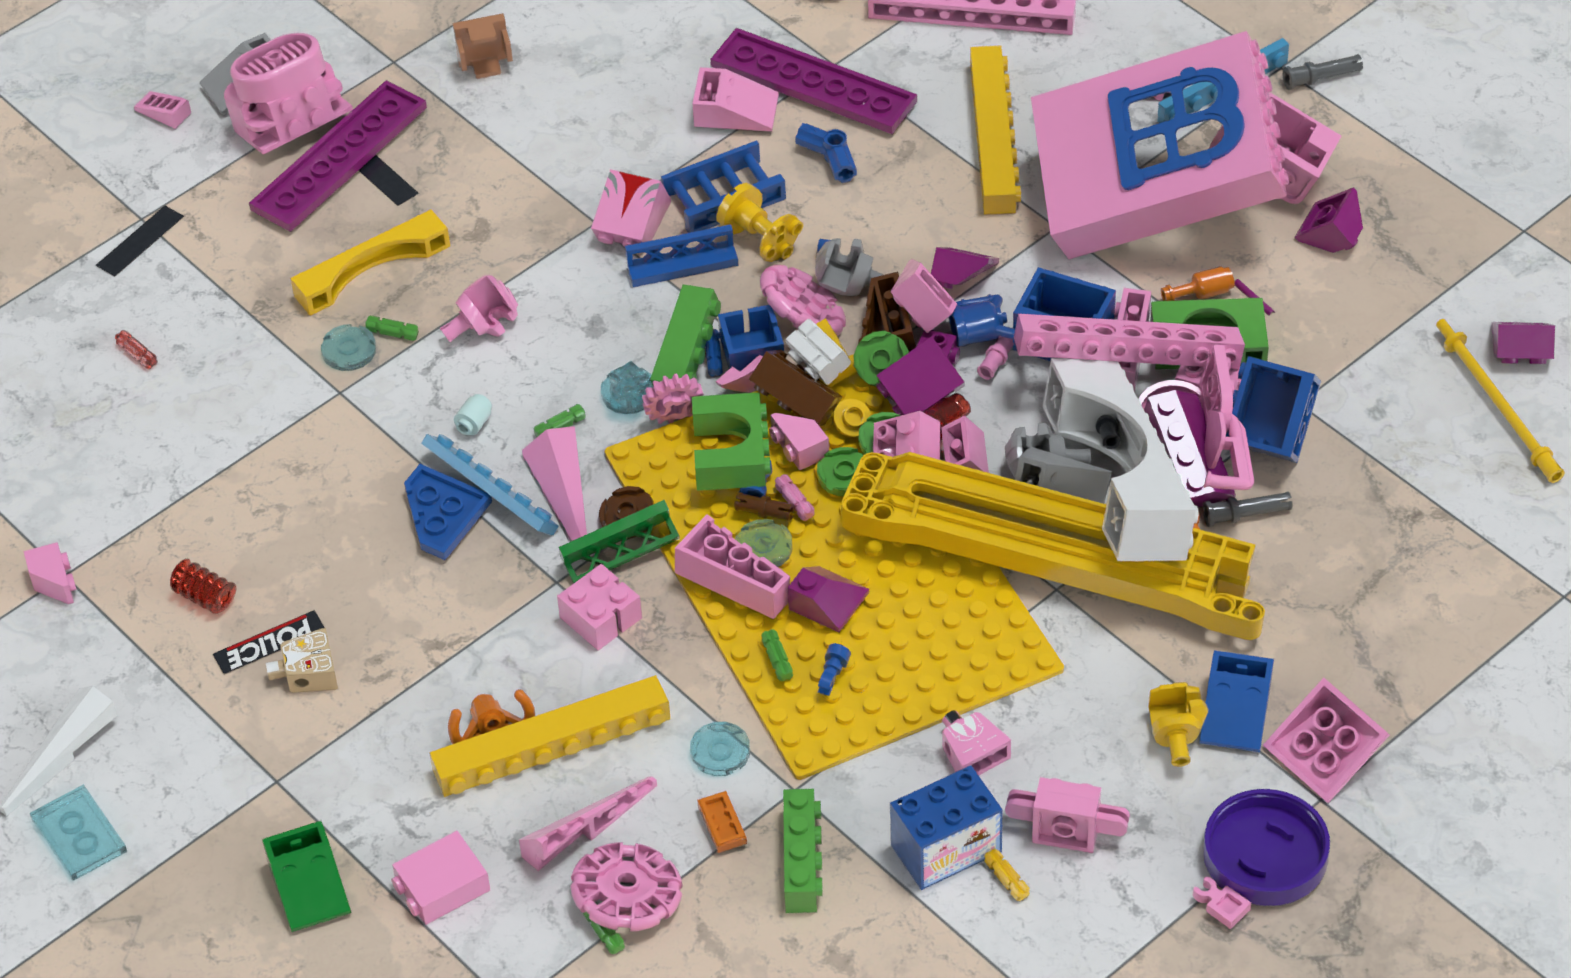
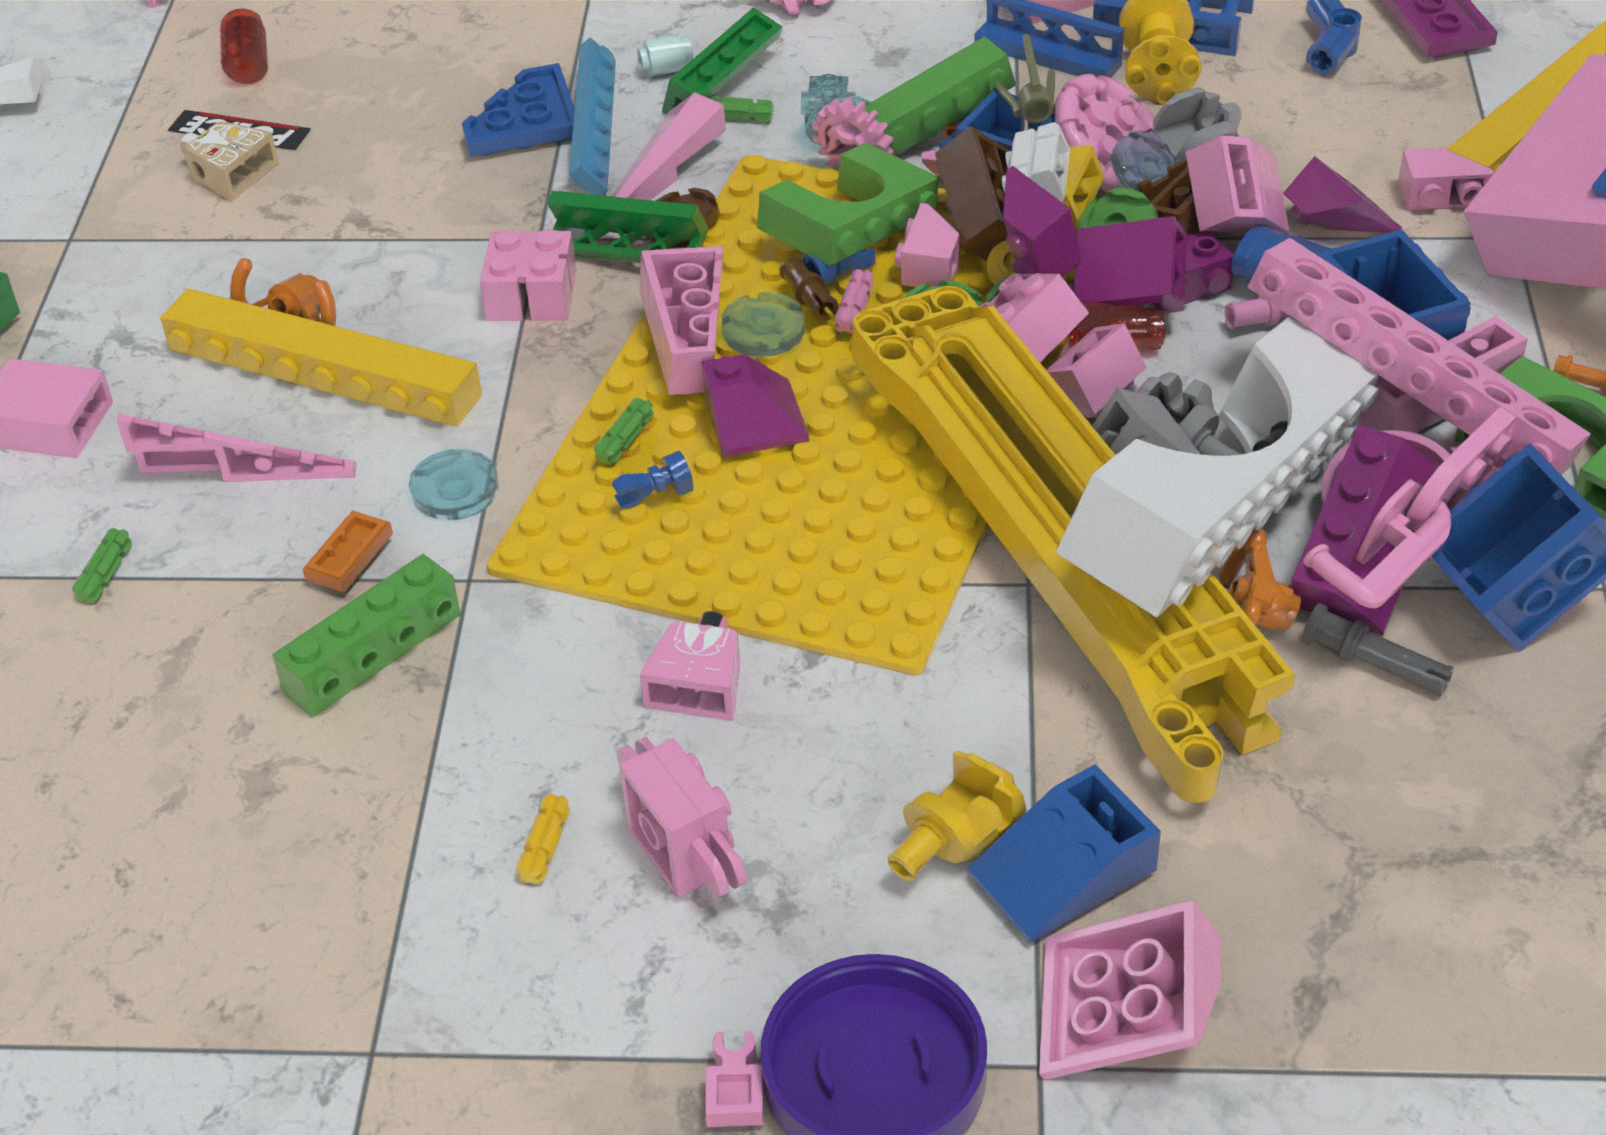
camera: 45 degrees right, 5 degrees down
(519, 397) = (723, 58): none -> green fence
(631, 902) = (175, 509): bright pink plate -> none
(757, 307) = (1034, 100): none -> olive plant
(841, 308) = (1141, 157): none -> clear light blue tile
(867, 391) = (1038, 228): none -> magenta slope
(945, 827) = (521, 720): blue container -> none
(993, 215) = (1439, 179): none -> bright pink slope

